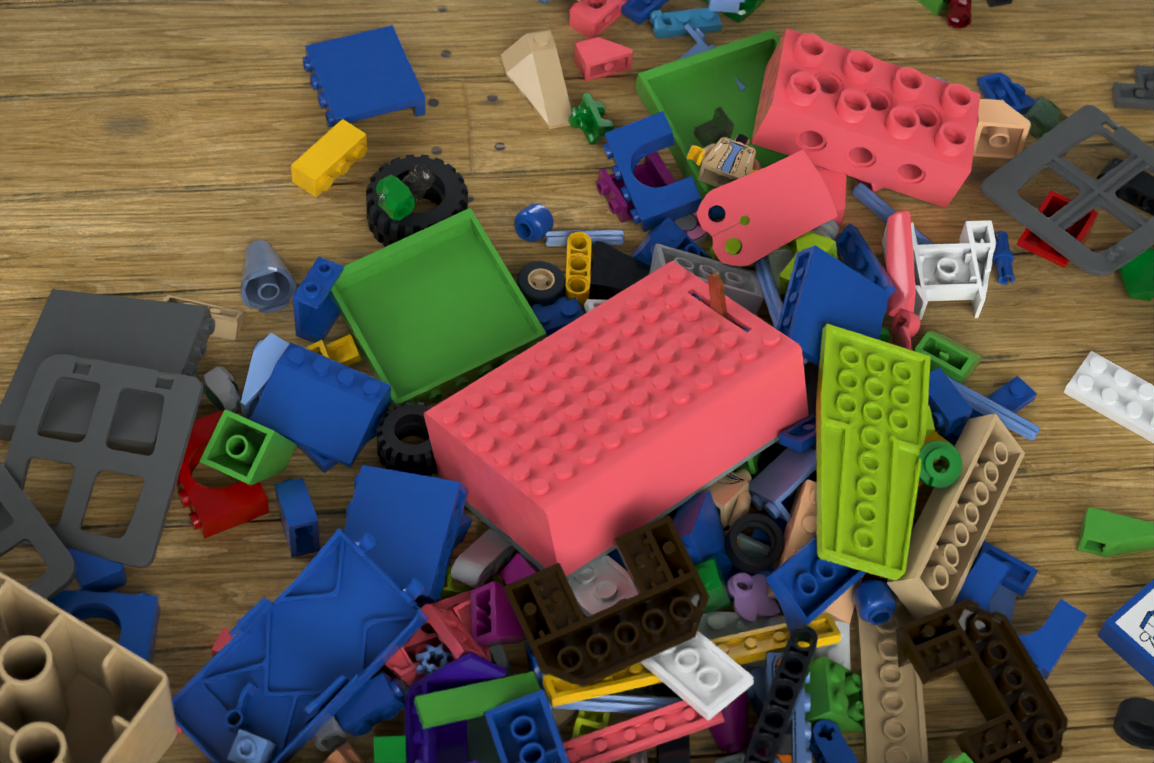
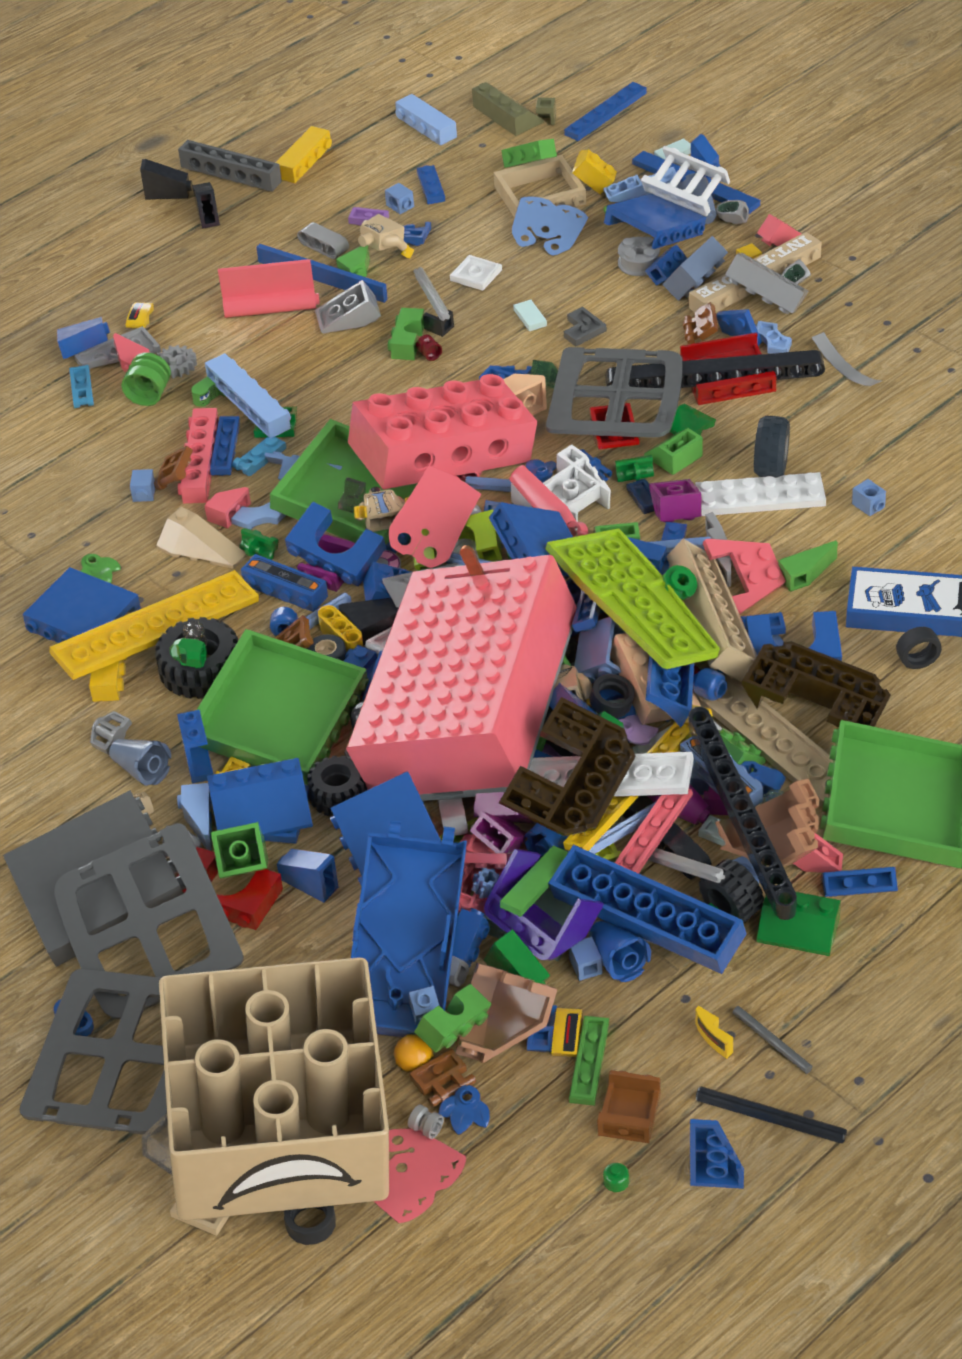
camera: 30 degrees left, 10 degrees down
(270, 225) = (109, 731): none -> light grey piece
(389, 136) = (145, 626): none -> yellow plate
(424, 46) = (101, 568): none -> bright green plate
(522, 247) = (297, 633): none -> dark orange plate
(574, 179) = (284, 583): none -> blue brick
(615, 84) = (252, 516): none -> light blue tile
(940, 225) = (541, 470): none -> blue plate
(1024, 329) = (641, 495): none -> dark blue tile
(1040, 449) = (715, 531): none -> light grey slope
(1041, 290) = (634, 468): none -> green hips
(1048, 358) = (676, 500): none -> magenta slope
(1056, 500) = (754, 565): none -> coral wing
(1099, 41) = (530, 315): none -> light aqua tile
(1103, 301) = (677, 451): none -> bright green slope

